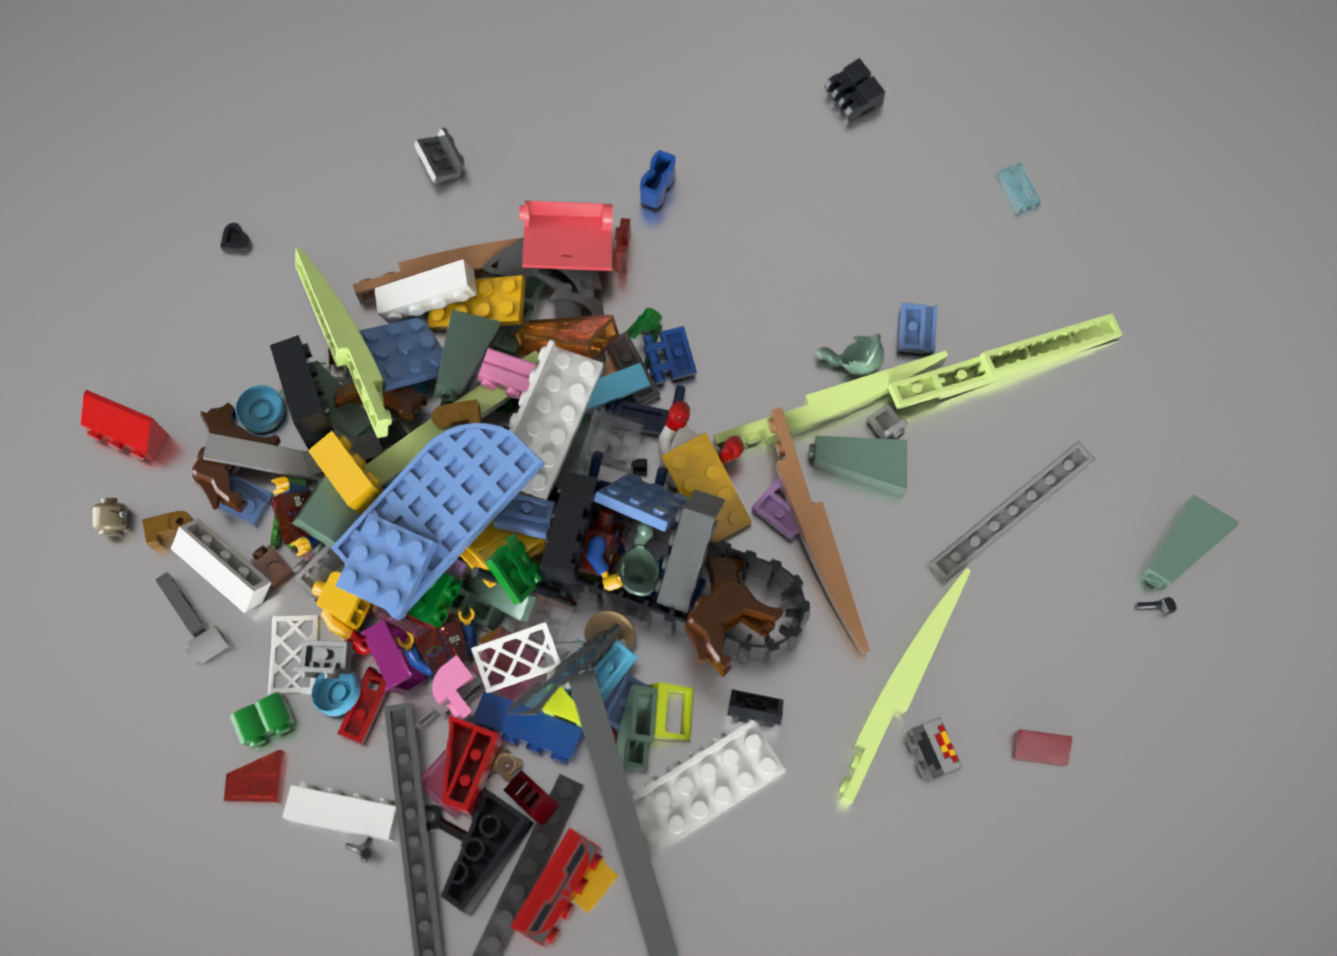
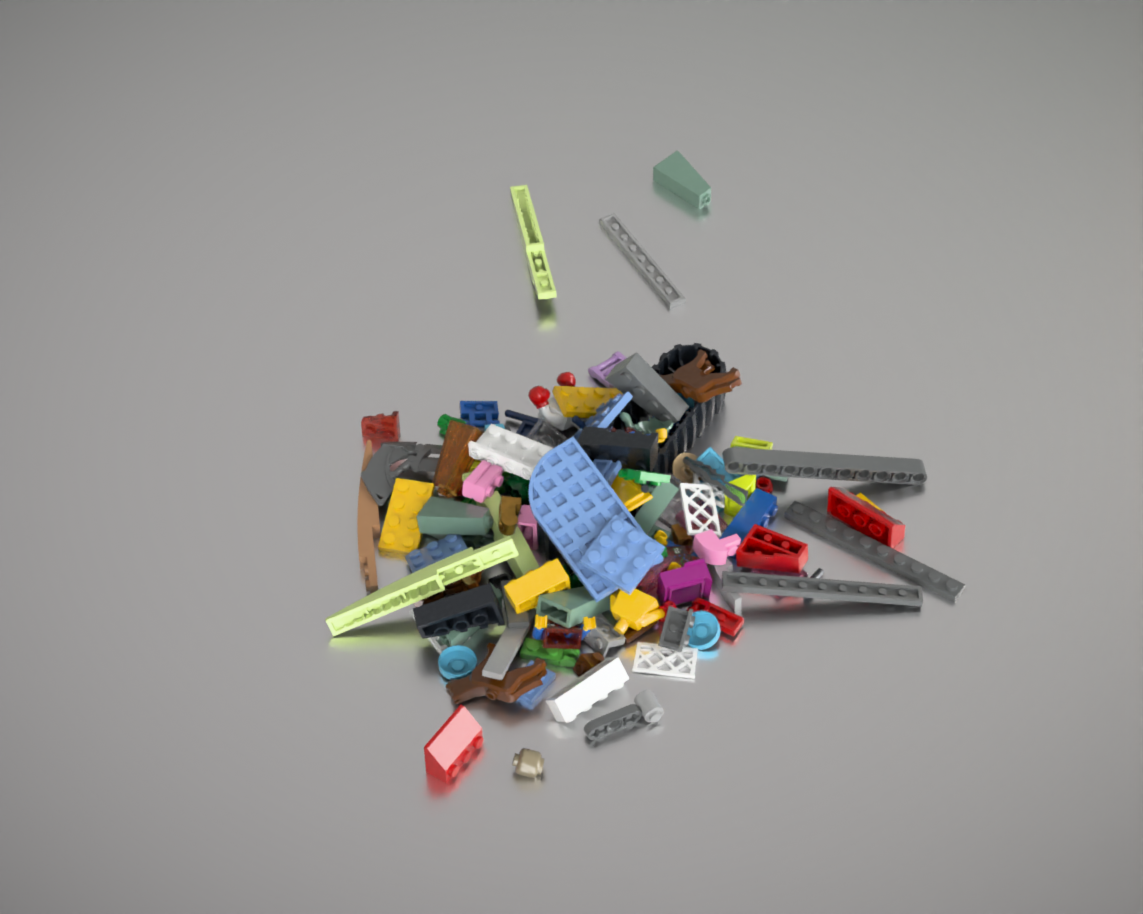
camera: 80 degrees left, 25 degrees down
(163, 527) = (546, 733): pearl gold leg -> none
(235, 239) = (297, 672): black tile -> none
(256, 781) = (760, 688): clear red wing -> none
(262, 719) = (715, 676): green brick -> none
(341, 812) = (793, 634): white brick -> none
(362, 850) = (823, 624): black bar -> none
(426, 291) = (391, 540): white brick -> none
(440, 156) = (266, 527): dark grey bracket -> none
(484, 851) = (837, 553): black wedge -> none
(541, 808) = (799, 517): dark red slope -> none
(567, 235) = (369, 448): coral door -> none
(657, 179) = (332, 399): blue brick -> none
(704, 785) = (799, 430): white bracket -> none
(755, 707) = (758, 397): black plate -> none
(815, 531) = (613, 352): medium nougat slope -> none
(834, 402) = (540, 330): yellowish green slope -> none
(855, 89) = (295, 279): black legs -> none
(859, 357) = (509, 309): sand green piece -> none
(863, 460) = (589, 322): sand green slope -> none
(887, 423) = (564, 308): light grey bracket -> none
(900, 688) = (754, 328): yellowish green slope -> none
(917, 328) = (494, 283): medium blue plate -> none
(933, 750) = (800, 319): brick -> none
(1035, 200) = (398, 217): clear light blue tile -> none
(1042, 747) = (807, 271): dark red slope -> none
(1167, 605) = (723, 198): black hand -> none

